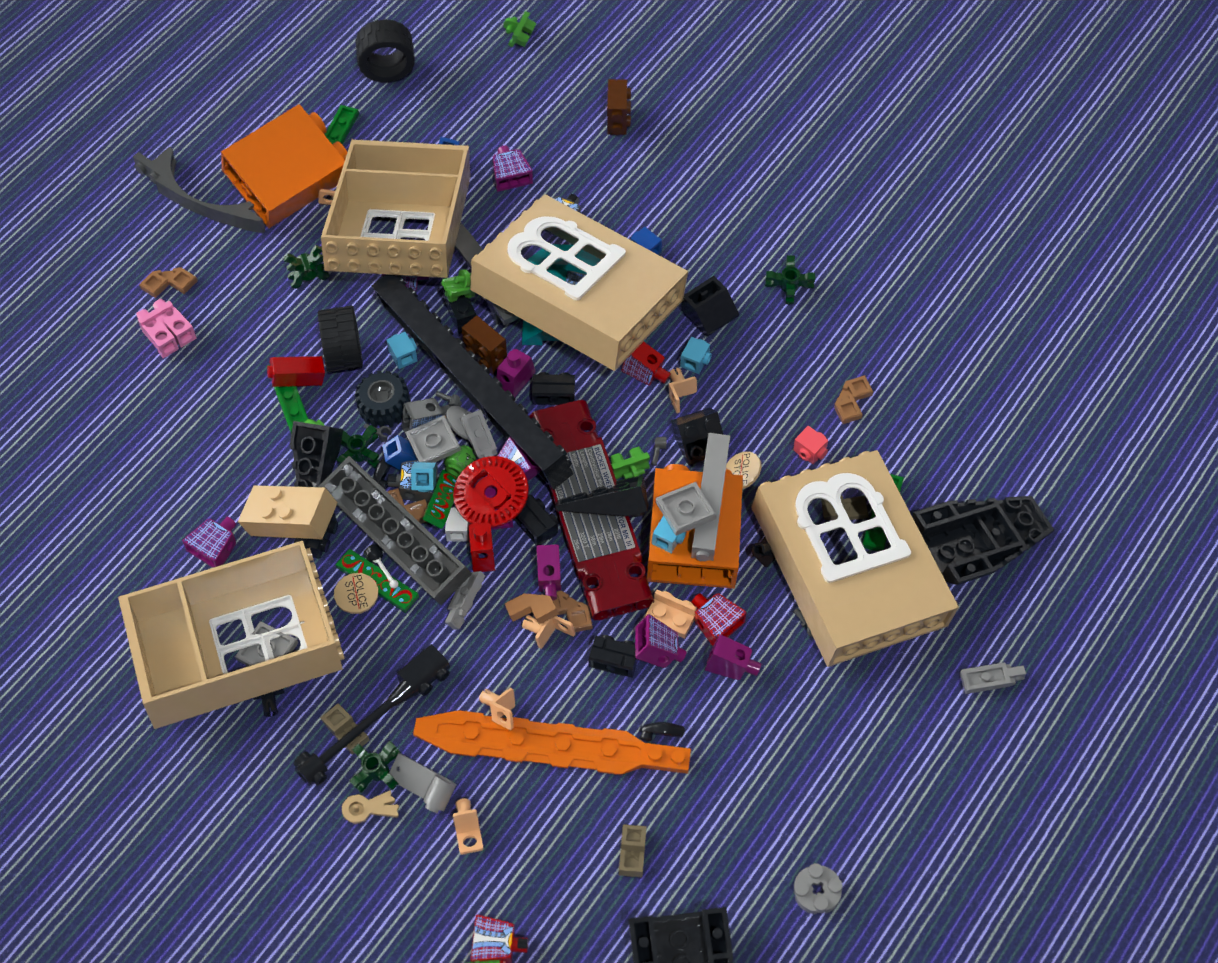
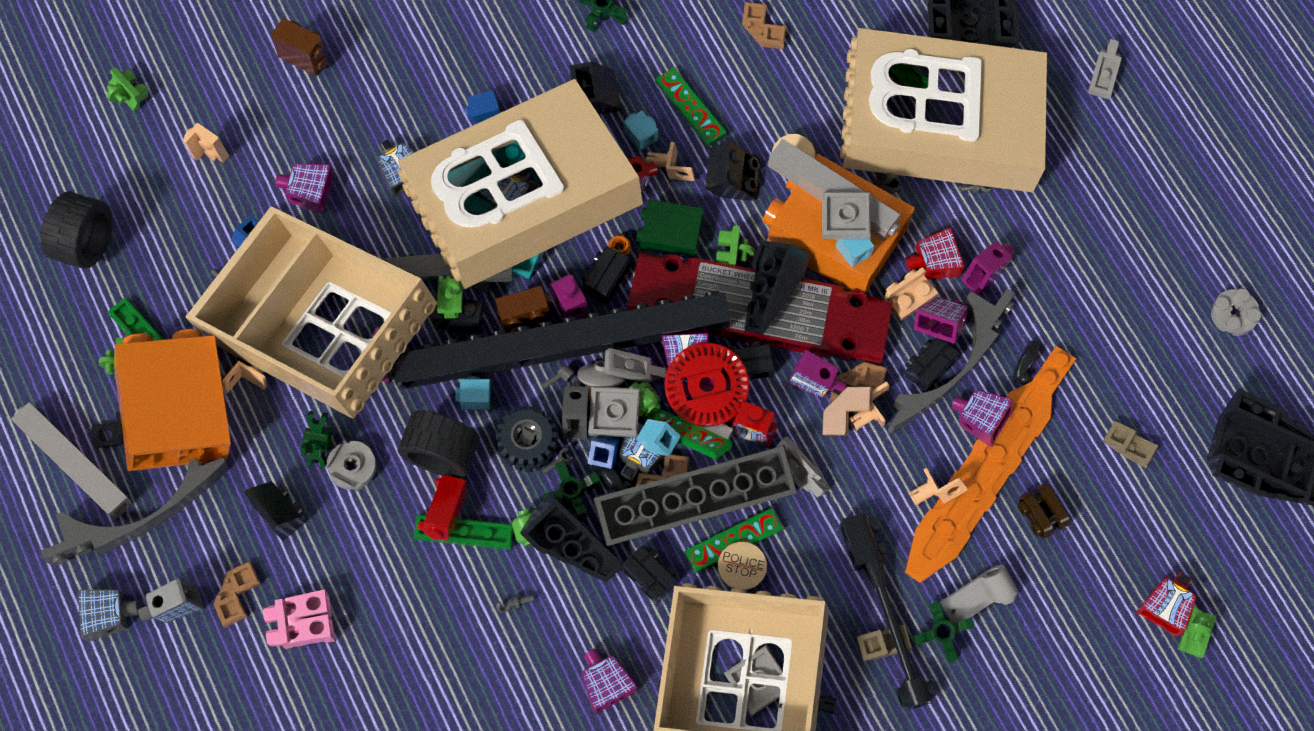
camera: 65 degrees left, 10 degrees up
(113, 211) = (103, 613): none -> dark grey torso
(140, 244) = (171, 602): none -> dark grey torso
(215, 140) = (71, 461): none -> light grey brick
(239, 268) = (276, 509): none -> black slope
(249, 455) = (515, 602): none -> dark grey hand
(288, 512) = (621, 588): tan brick -> none
(304, 311) = (358, 477): none -> light grey plate
(358, 808) = (975, 667): tan piece -> none
(374, 555) = (707, 529): hinge -> none
(467, 826) = (1042, 575): light nougat bracket -> none
(501, 90) = (201, 141): none -> light nougat bracket
(524, 789) = (1040, 524): none -> dark brown brick
(585, 383) = (622, 241): none -> orange plate
(588, 715) = (983, 414): none -> magenta torso
(621, 415) = (670, 228): none -> dark green brick
(660, 443) = (720, 214): dark grey hand -> none
(676, 681) = (984, 324): none -> dark grey slope
(741, 381) = (690, 107): none -> green tile
(811, 445) = (797, 85): coral brick -> none

